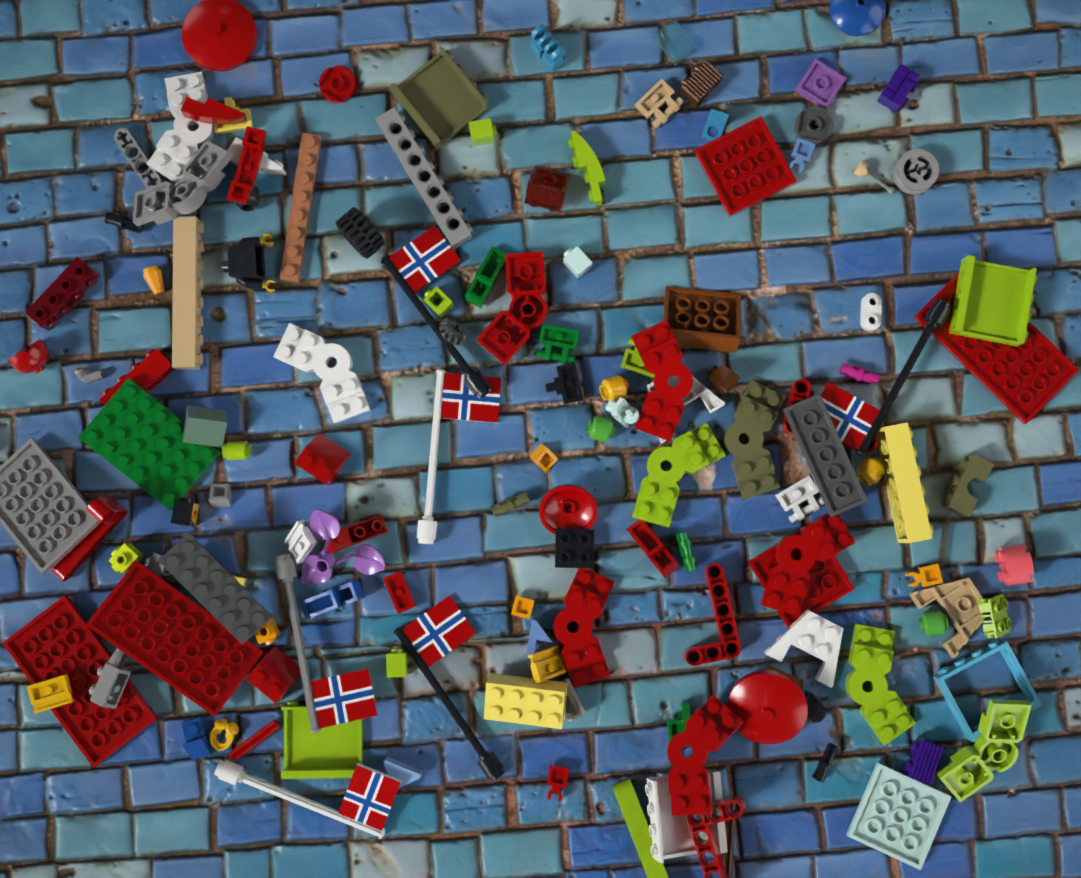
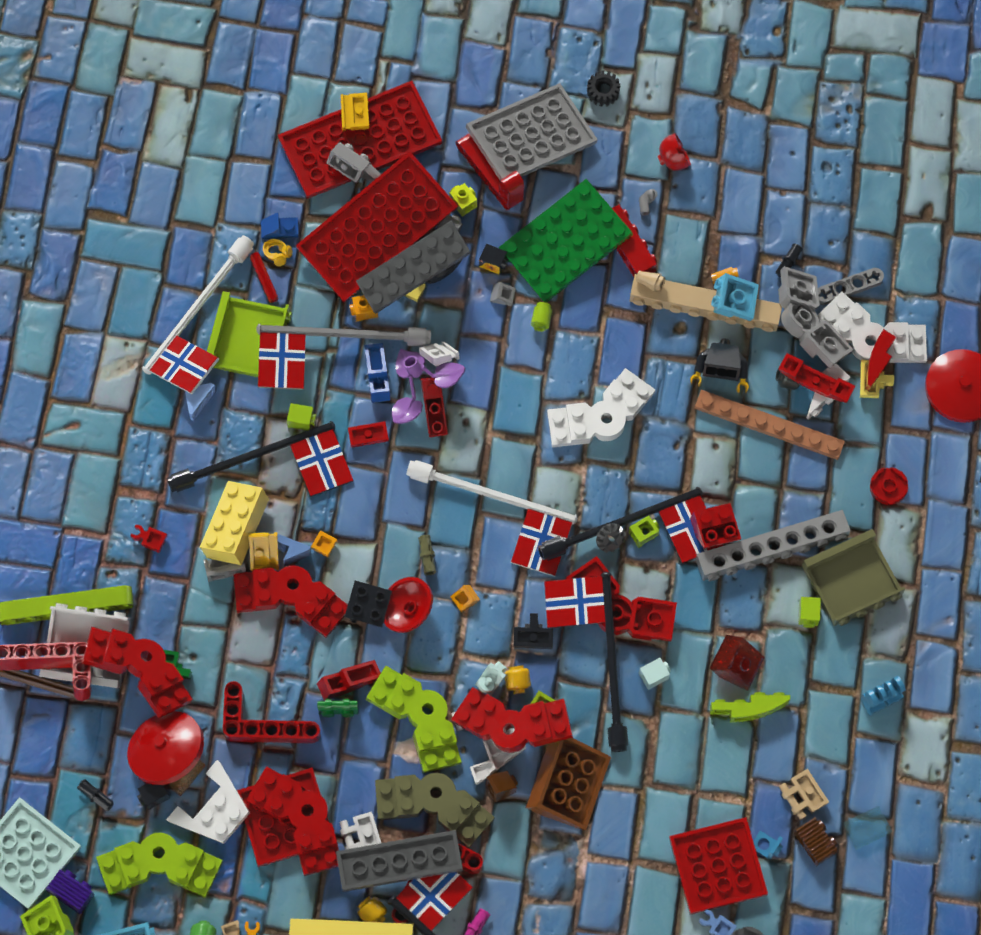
camera: 95 degrees right, 15 degrees down
(63, 294) = (729, 193): dark red brick -> none
(176, 348) = (651, 280): none -> tan cone
(177, 261) = (735, 297): none -> medium azure plate
(205, 426) = (571, 292): sand green slope -> none
(275, 674) = (319, 306): red slope -> none
(323, 459) = (514, 392): red slope -> none
(360, 232) = (727, 470): black tyre -> none
(420, 233) = (715, 526): none -> red slope
(486, 277) = (659, 582): green slope -> none
(526, 337) = (585, 603): none -> flag
(560, 338) = (580, 641): green plate -> none
(600, 428) = (480, 656): bright green head -> none

